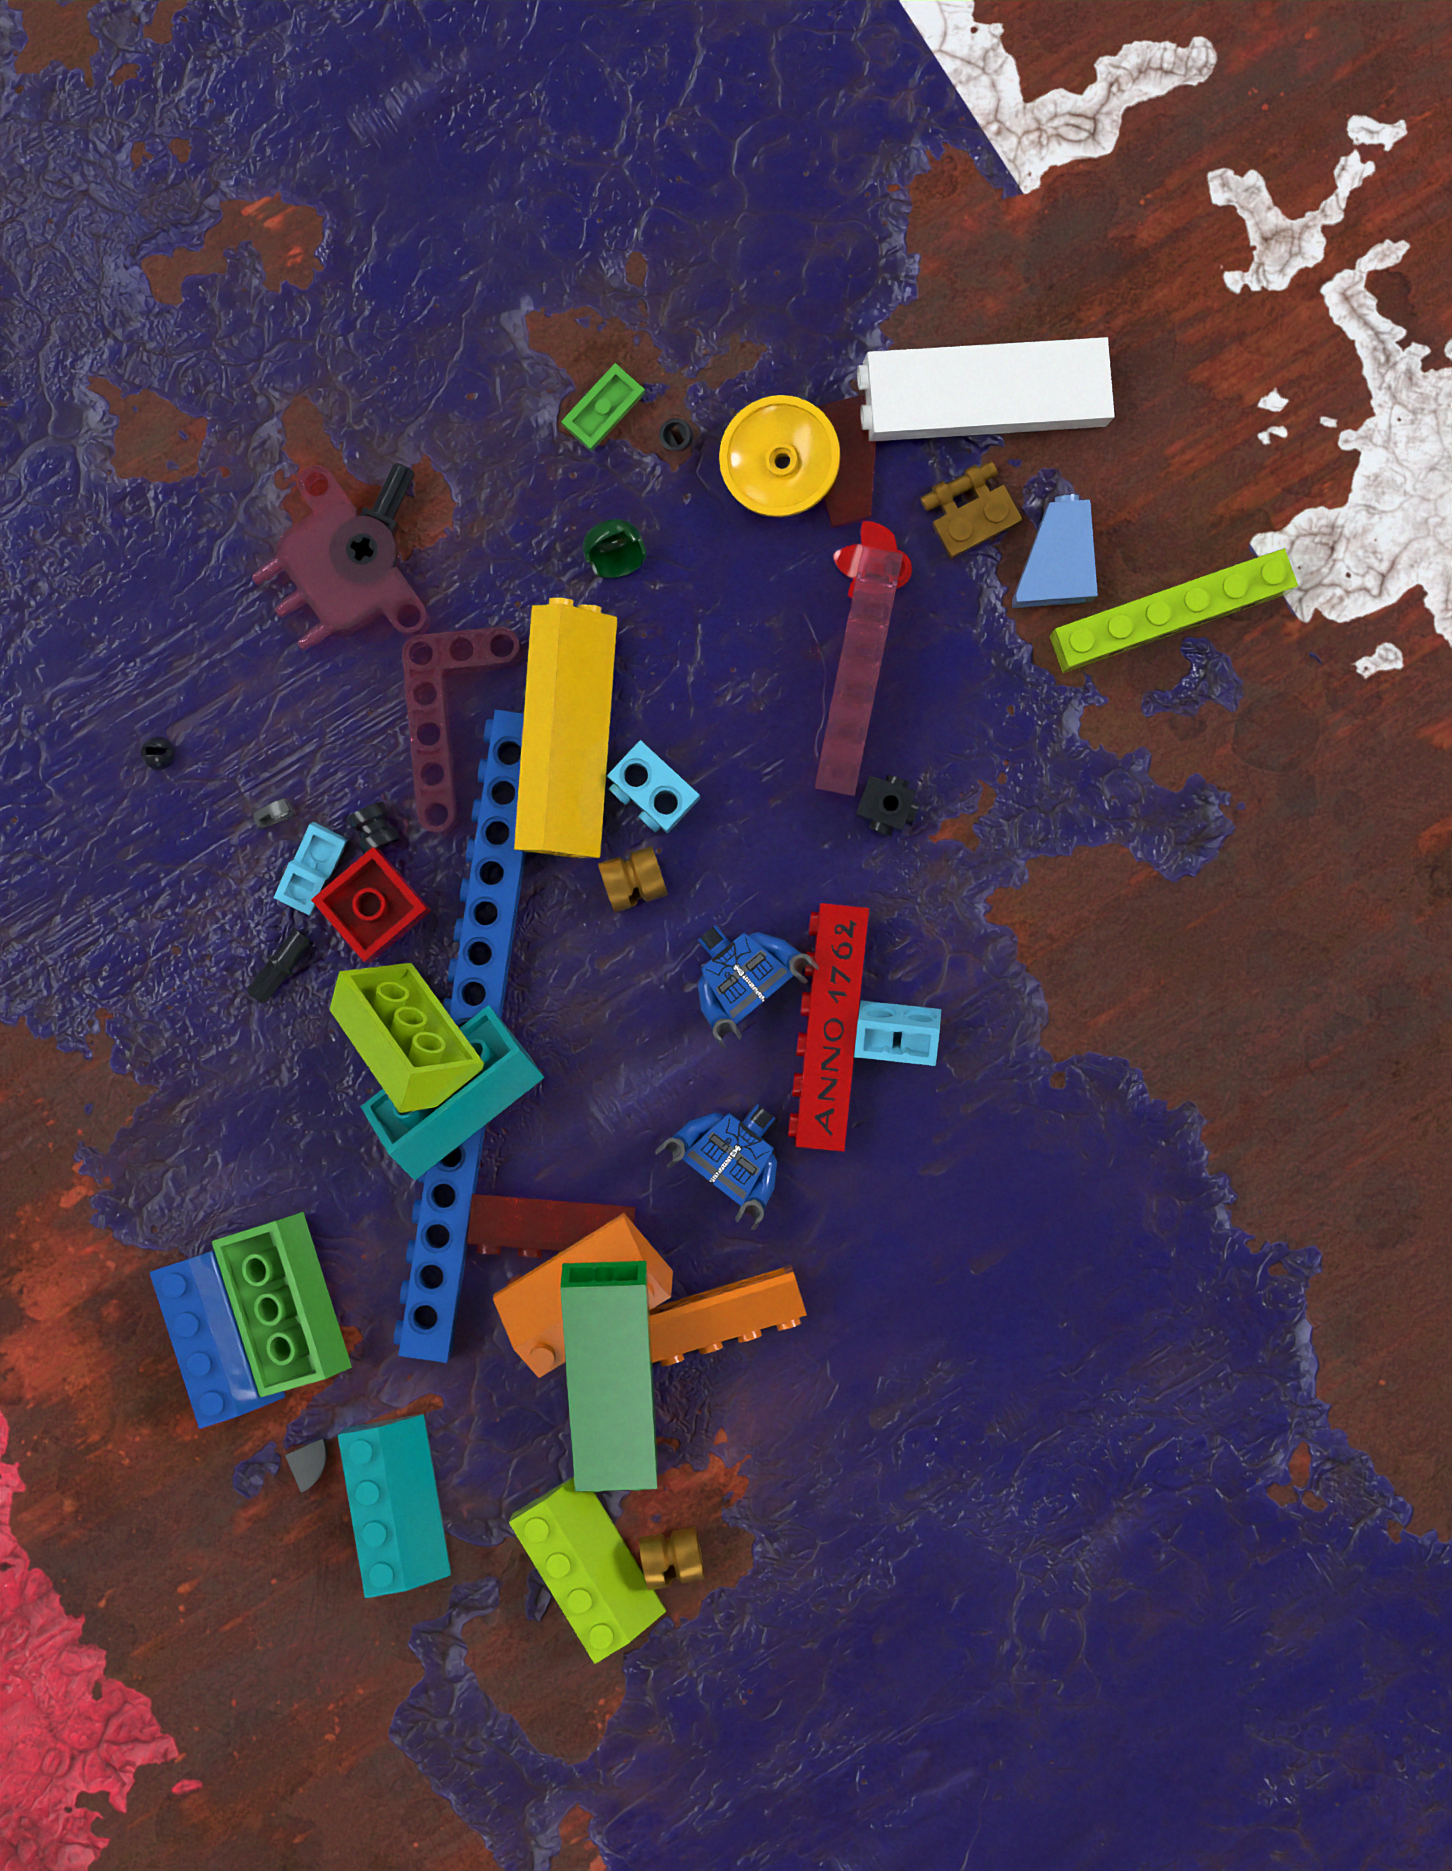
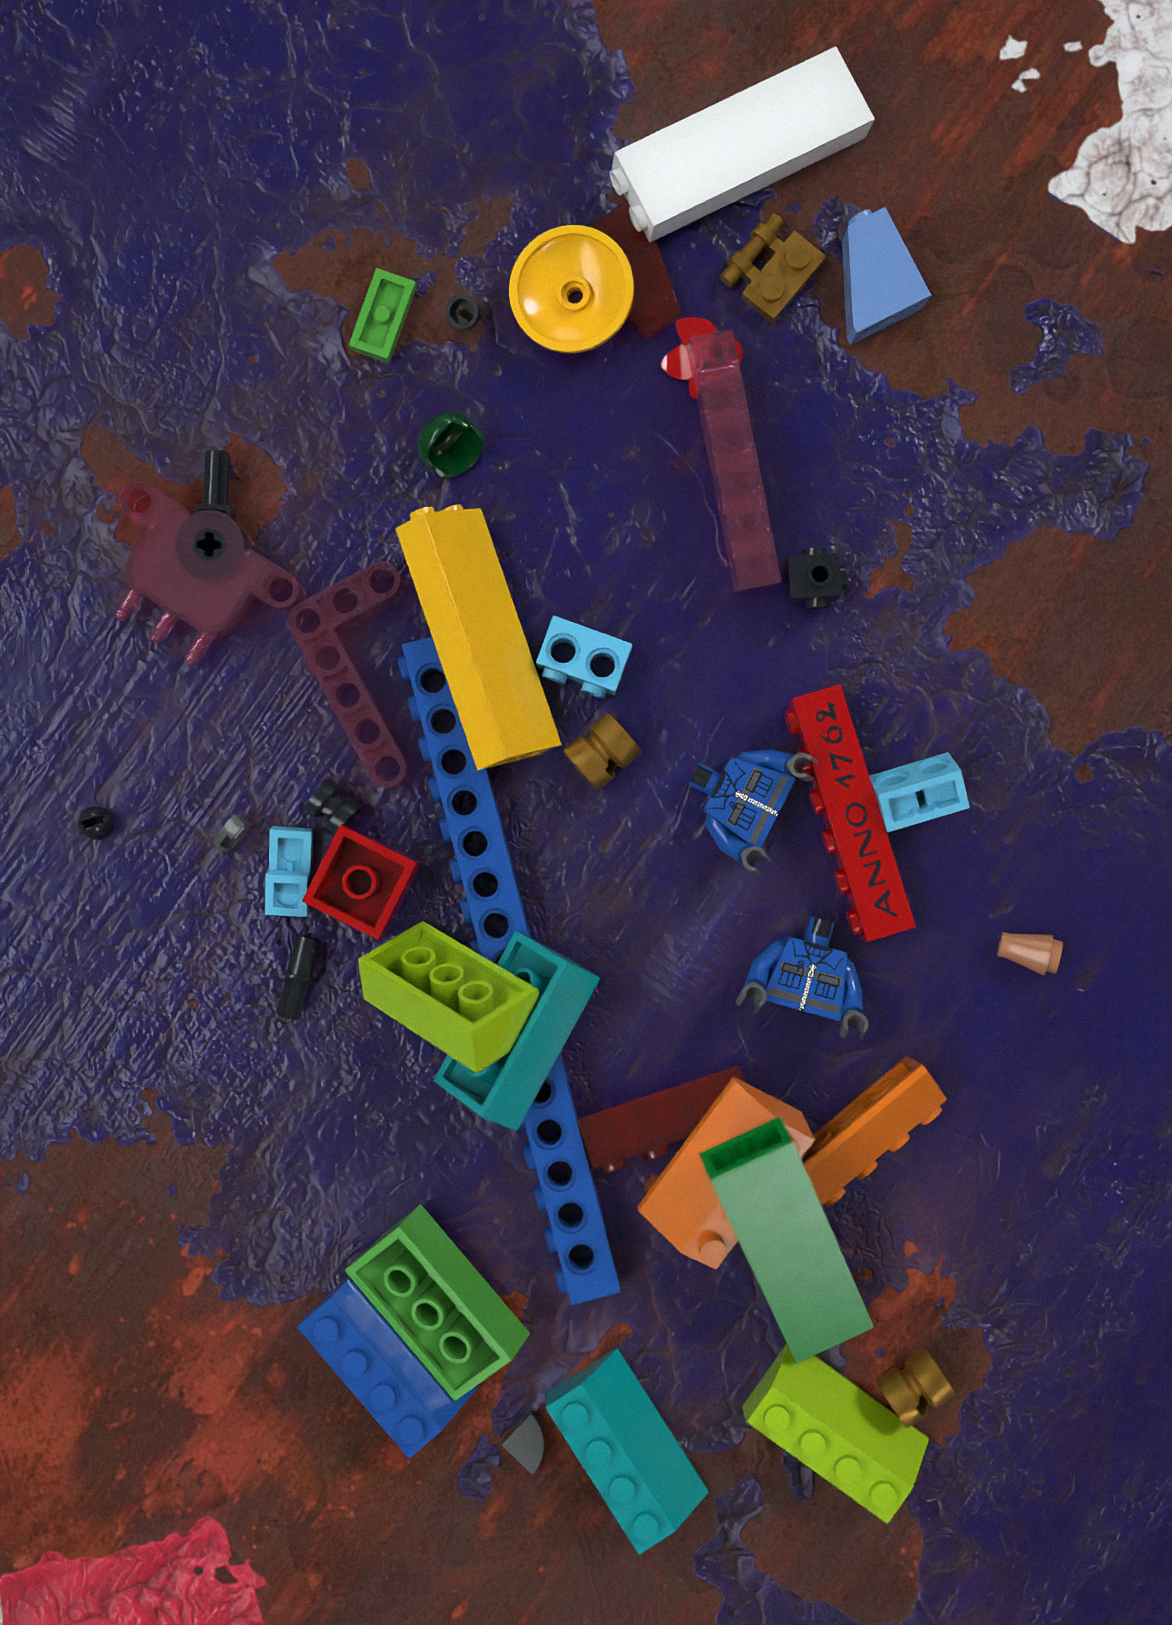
camera: 20 degrees left, 0 degrees up
(940, 1217) = (1032, 951): none -> nougat cone
(1173, 610) = (1007, 280): lime brick -> none

